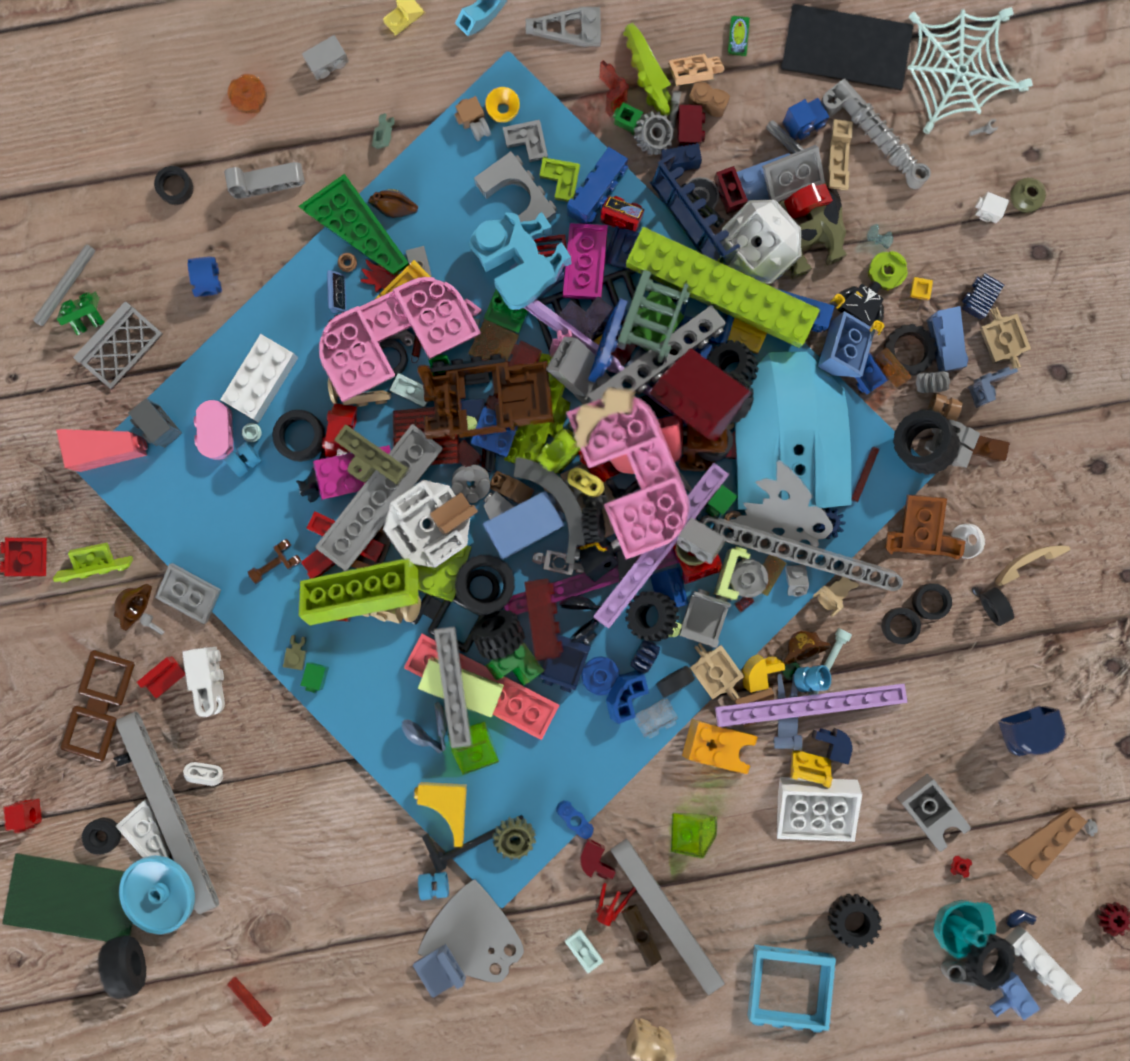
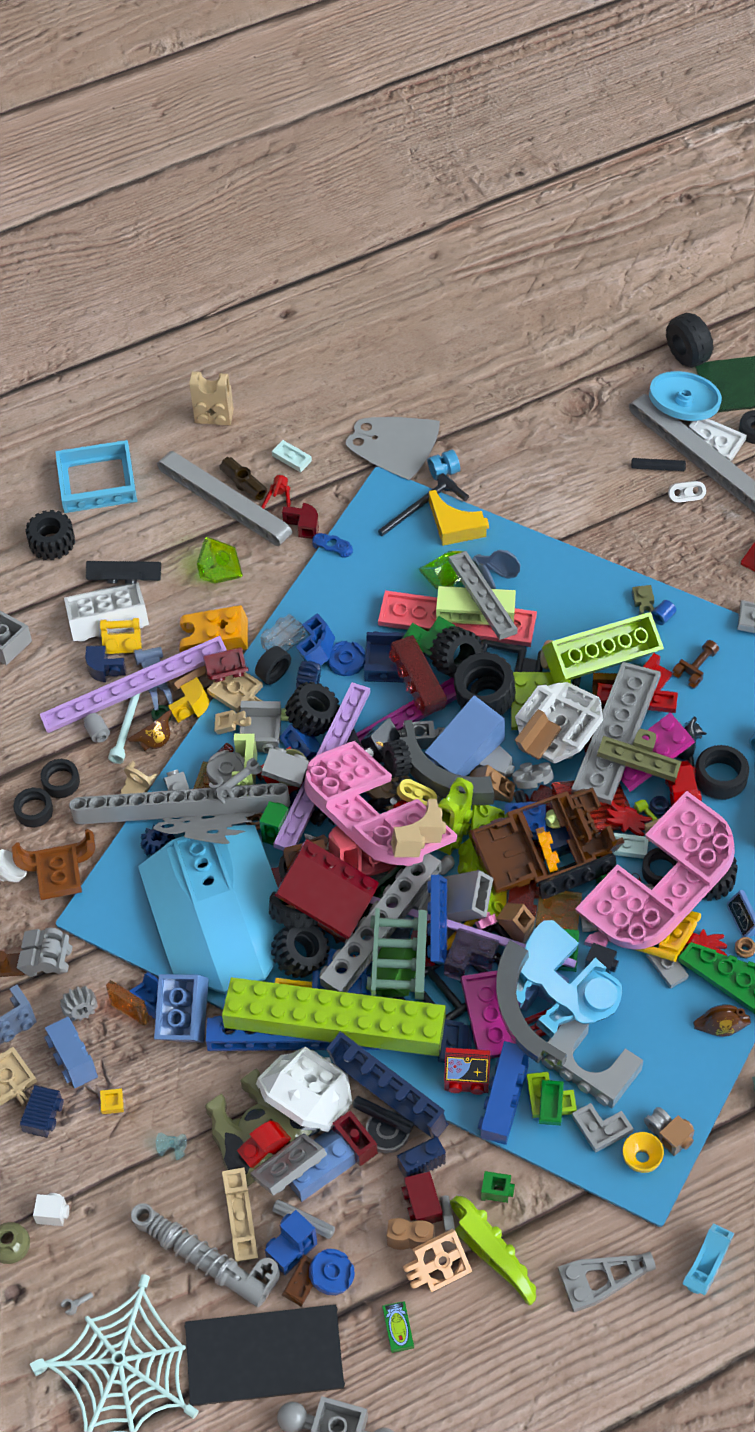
camera: 165 degrees right, 30 degrees down
(205, 679) = (719, 556): white brick -> none
(217, 820) = (658, 464): none -> black axle
(249, 1001) = (571, 352): clear red axle -> none
(283, 630) = (663, 612): none -> blue piece
(314, 677) = (617, 584): green brick -> none
(363, 418) = (661, 801): none -> dark blue plate
(384, 427) = (641, 806): none -> lime hand
(401, 414) = (627, 818): none -> red piece
(439, 971) = (414, 410): sand blue bracket -> none
(474, 284) = (604, 955): none -> black brick
(486, 392) = (551, 857): none -> light orange plate
(518, 847) = (383, 511): olive gear -> none
(537, 333) = (516, 921): none -> medium nougat slope
(562, 167) = (551, 1102): none -> green tile
(567, 199) = (526, 1039): none -> dark grey arch
(587, 631) = (385, 701): black animal -> none
(618, 87) = (520, 1212): clear red bracket -> none
(644, 135) = (454, 1167): light grey gear -> none
(722, 690) = (225, 664): none -> dark red bracket
(732, 633) = (228, 720): none -> tan plate
(761, 544) = (224, 788): none -> light grey bar
(779, 90) = (331, 1272): none -> blue tile
(790, 850) = (123, 570): none -> black bracket
(804, 88) = (299, 1283): none -> reddish brown plate
(812, 679) = (138, 705): dark azure wheel -> none
(856, 670) = (96, 727): none -> light grey brick
(863, 304) = (174, 1062): black torso -> none
(865, 474) = (130, 899): clear red bar -> none
(885, 259) = (156, 1122): lime plate -> none
(911, 427) = (91, 915): black tyre -> none
(926, 340) = (107, 1015): black tyre -> none
(951, 407) = (58, 984): medium nougat wheel -> none

